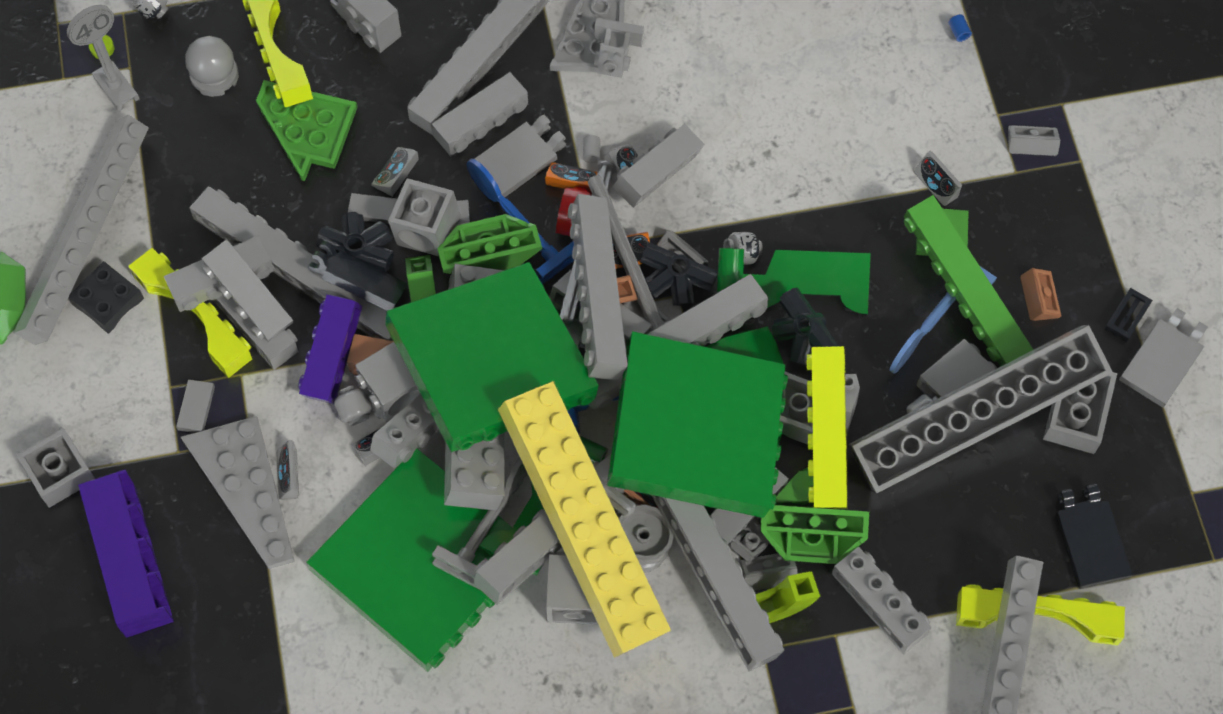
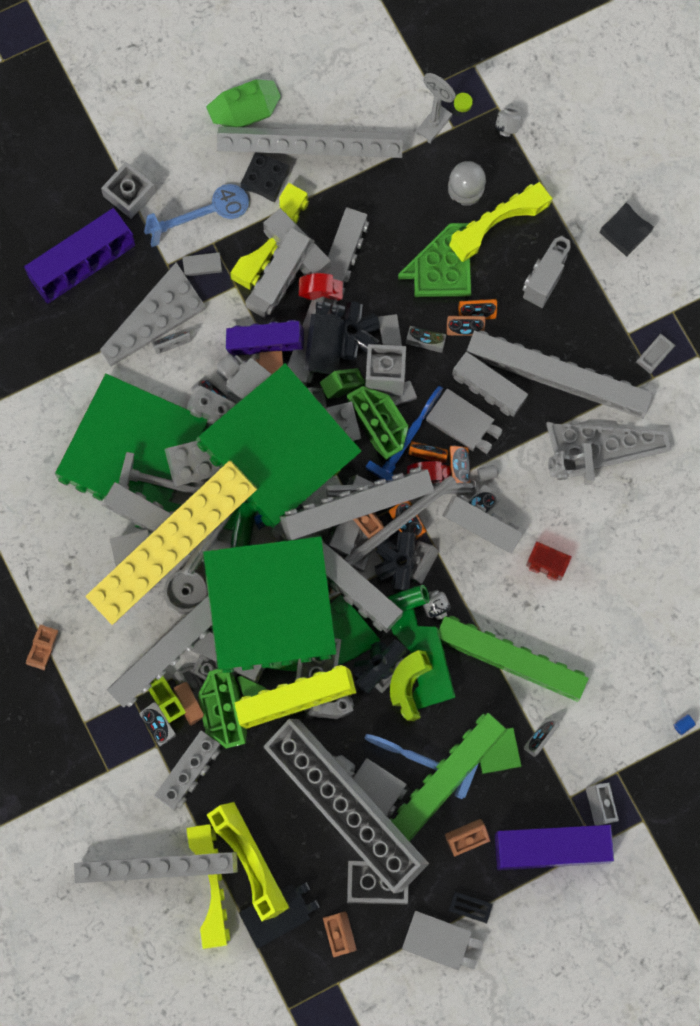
camera: 70 degrees right, 10 degrees up
(120, 352) = (228, 201): none -> medium blue piece
(287, 260) = (320, 285): none -> red brick
(379, 102) = (484, 308): none -> slope
(394, 121) = (465, 325): none -> slope
(545, 204) = (428, 452): none -> orange slope
(723, 112) = (548, 561): none -> clear red brick
(777, 573) = (189, 703): none -> nougat slope
(807, 623) = (157, 724): none -> slope
(819, 296) = (402, 683): none -> lime arch
(834, 182) = (512, 659): none -> bright green brick
(1062, 540) = (265, 891): none -> neon yellow arch
(1080, 199) = (554, 847): none -> dark purple piece
(1131, 474) = (339, 934): none -> nougat slope

